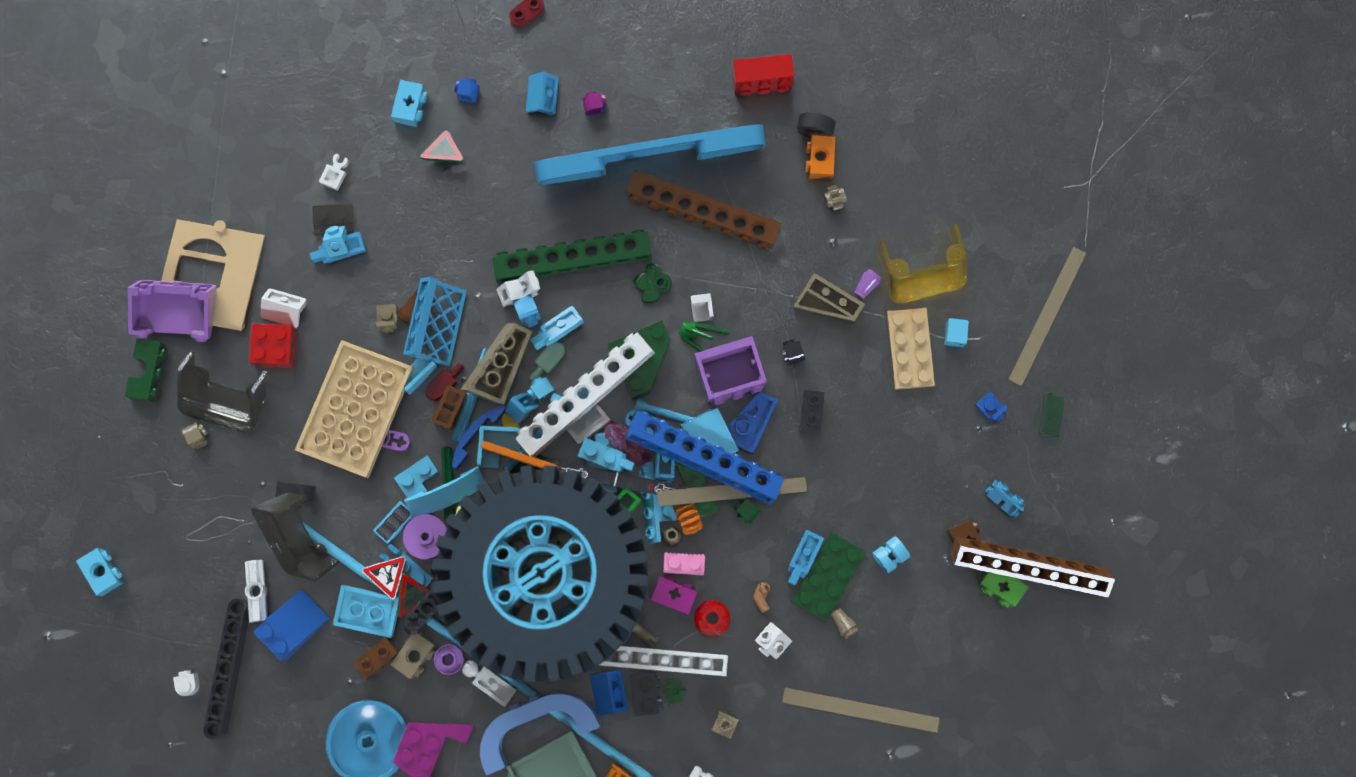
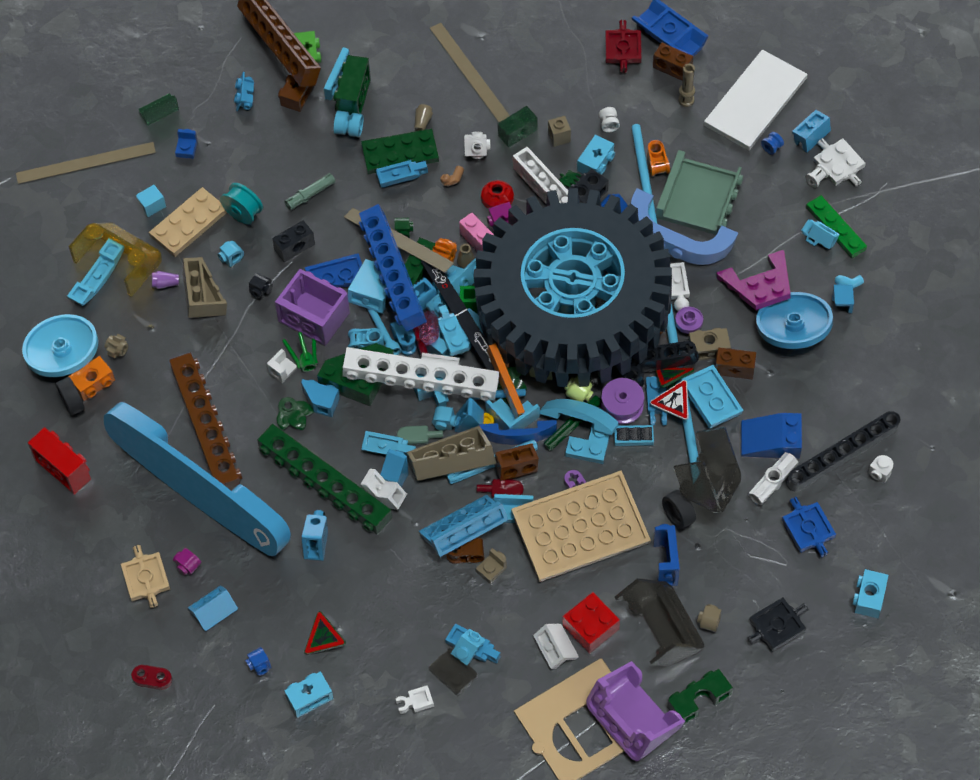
camera: 130 degrees left, 20 degrees down
(144, 480) = (777, 624): none -> black plate
(194, 579) = (808, 527): none -> blue plate
(252, 433) = (666, 537): none -> blue panel
(524, 202) = (315, 529): none -> dark azure torso
(610, 66) = (145, 576): none -> tan plate
(645, 312) = (321, 397): none -> dark azure slope
(669, 387) = (365, 337): none -> medium azure piece
(680, 741) = (596, 156): none -> medium azure brick
(761, 694) = (517, 126): none -> clear green brick
(846, 354) = (230, 253): none -> medium azure plate
(852, 467) = (303, 195): none -> sand green pin
(871, 154) = (60, 345): none -> medium azure dish
(882, 396) = (241, 203): none -> teal wheel
(918, 233) = (98, 274): none -> medium azure slope
(923, 586) = (353, 85): none -> dark green brick
(955, 591) = (332, 82): none -> medium azure tile

